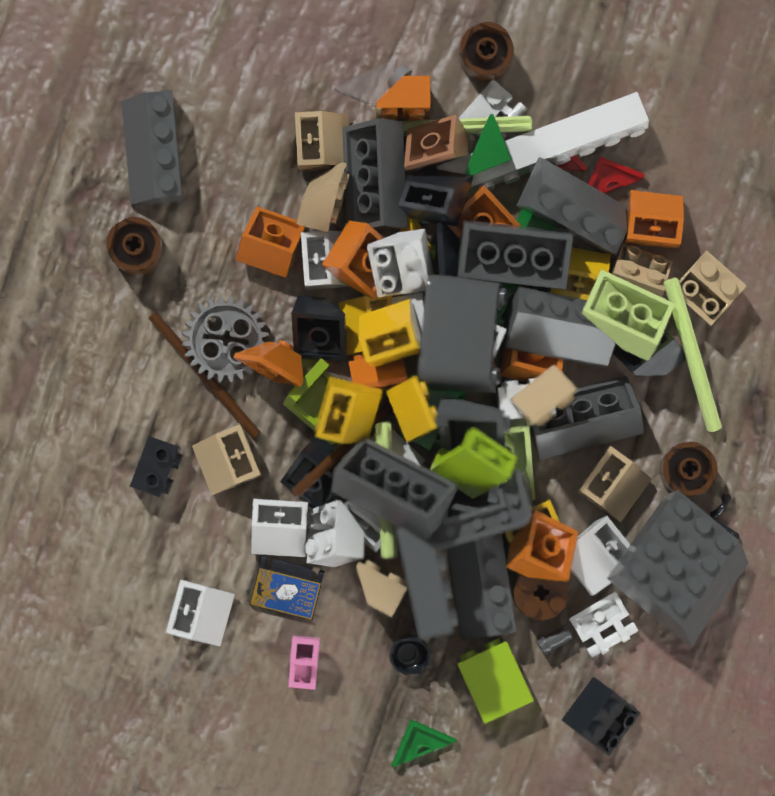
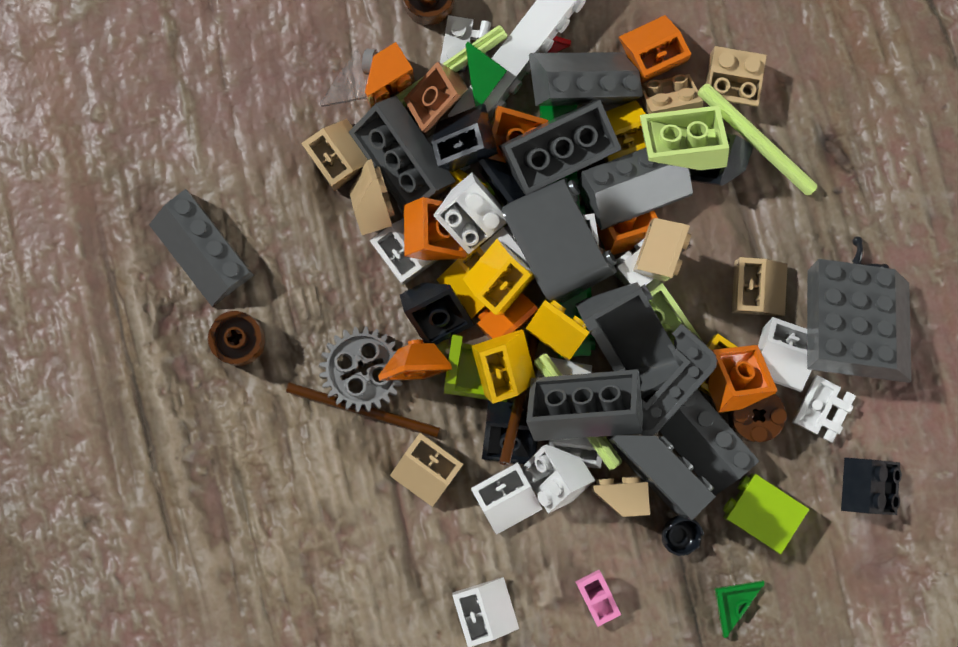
camera: 30 degrees left, 0 degrees up
(156, 467) = (371, 512): black brick -> none
(270, 242) = (348, 264): orange slope -> none
(286, 588) = (543, 545): piece -> none
(475, 464) = (642, 344): lime panel -> none
(554, 640) = (792, 447): dark grey pin -> none
(593, 418) = (717, 234): dark grey slope -> none
(612, 176) = (596, 34): red tile -> none
(697, 457) = (812, 221): reddish brown brick -> none

